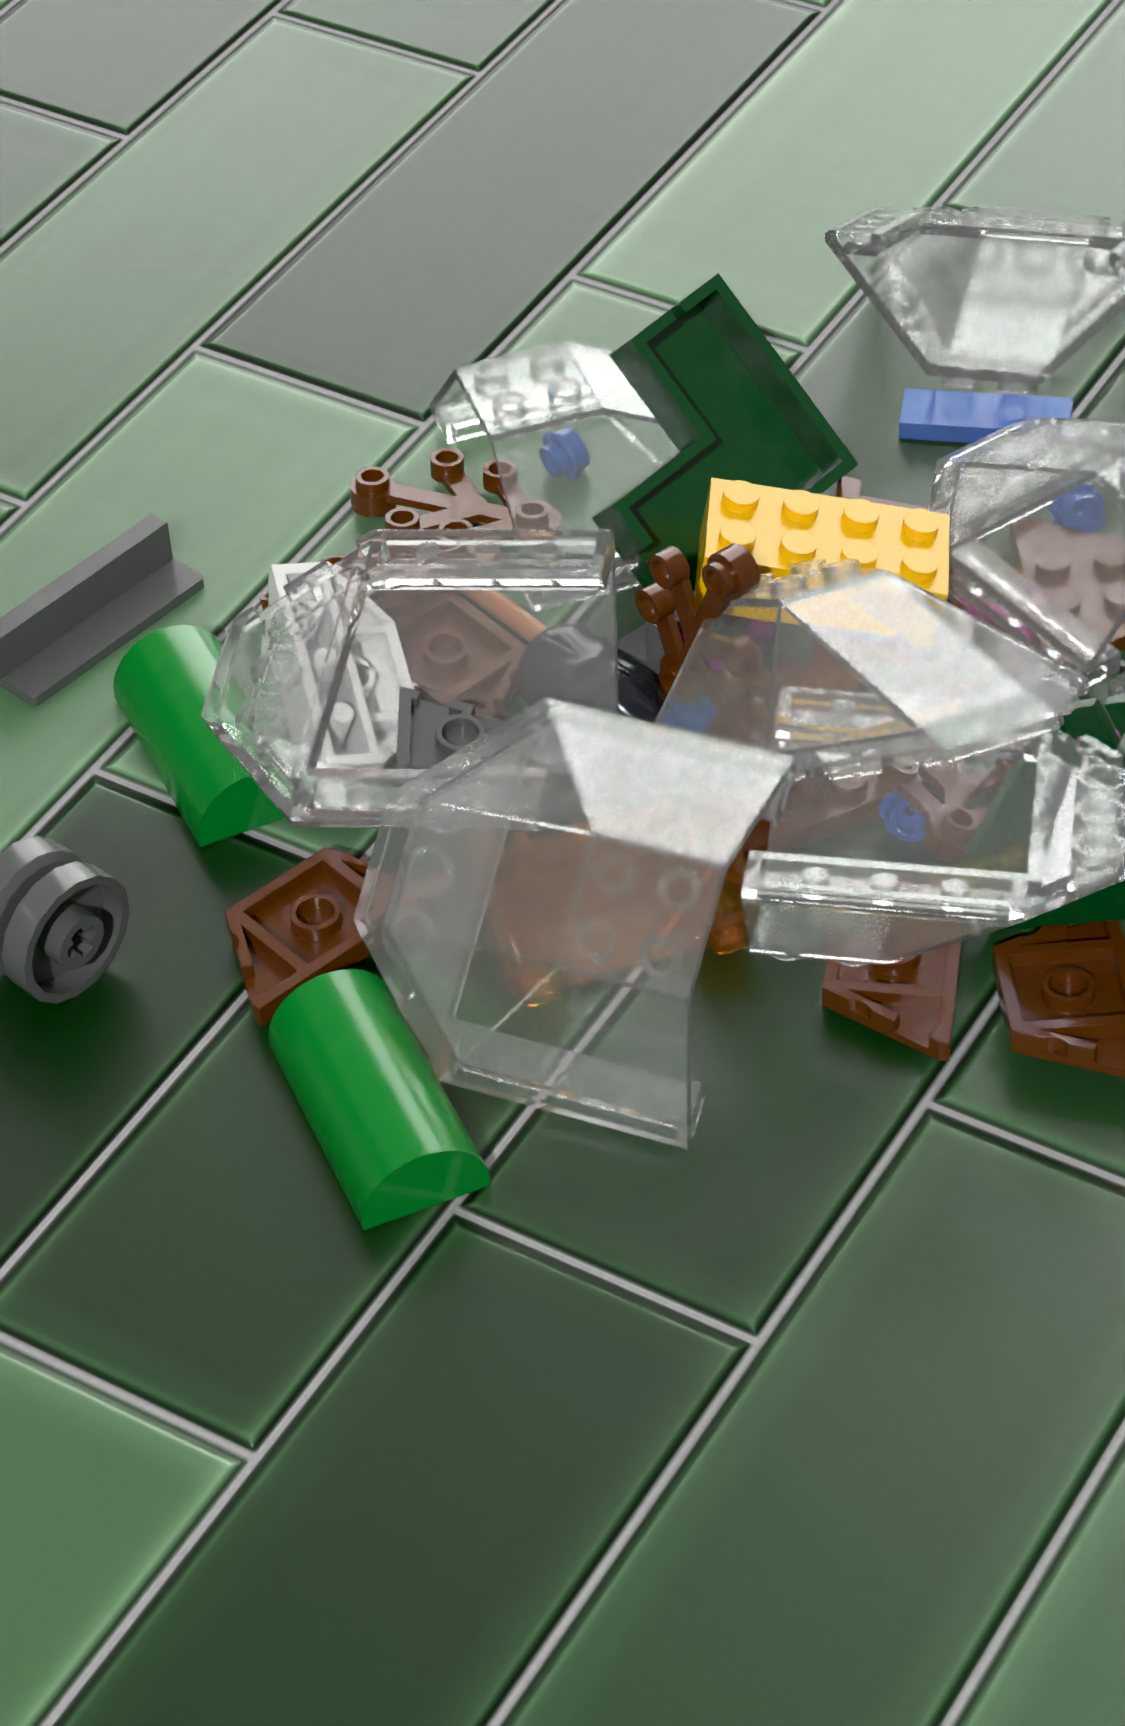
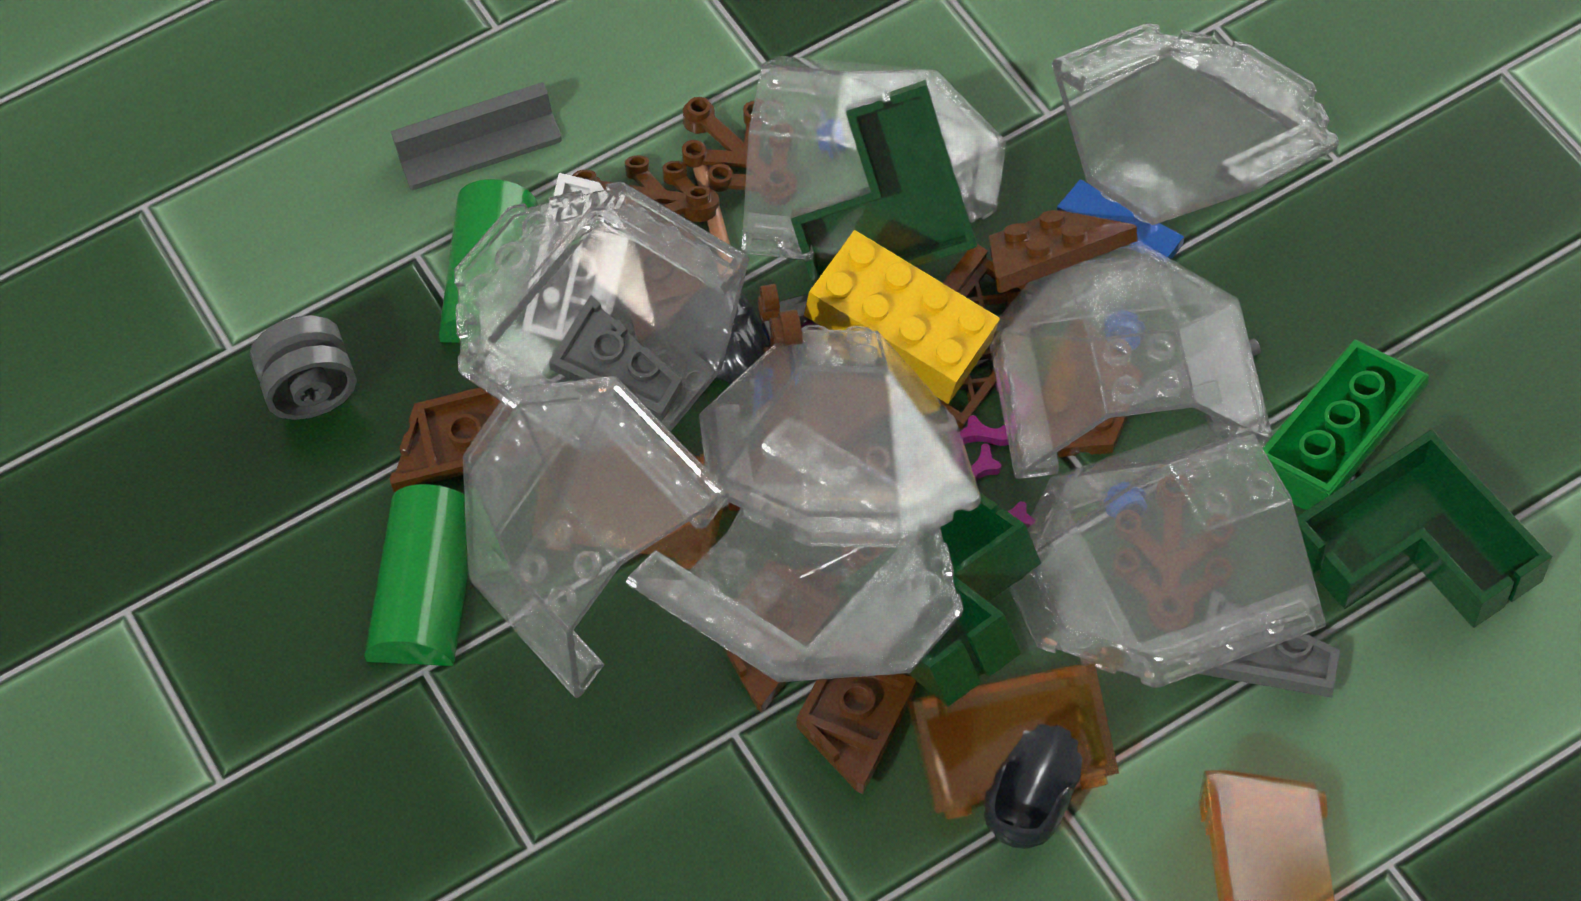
camera: 30 degrees right, 15 degrees up
(932, 450) = (1053, 244): none -> reddish brown wing

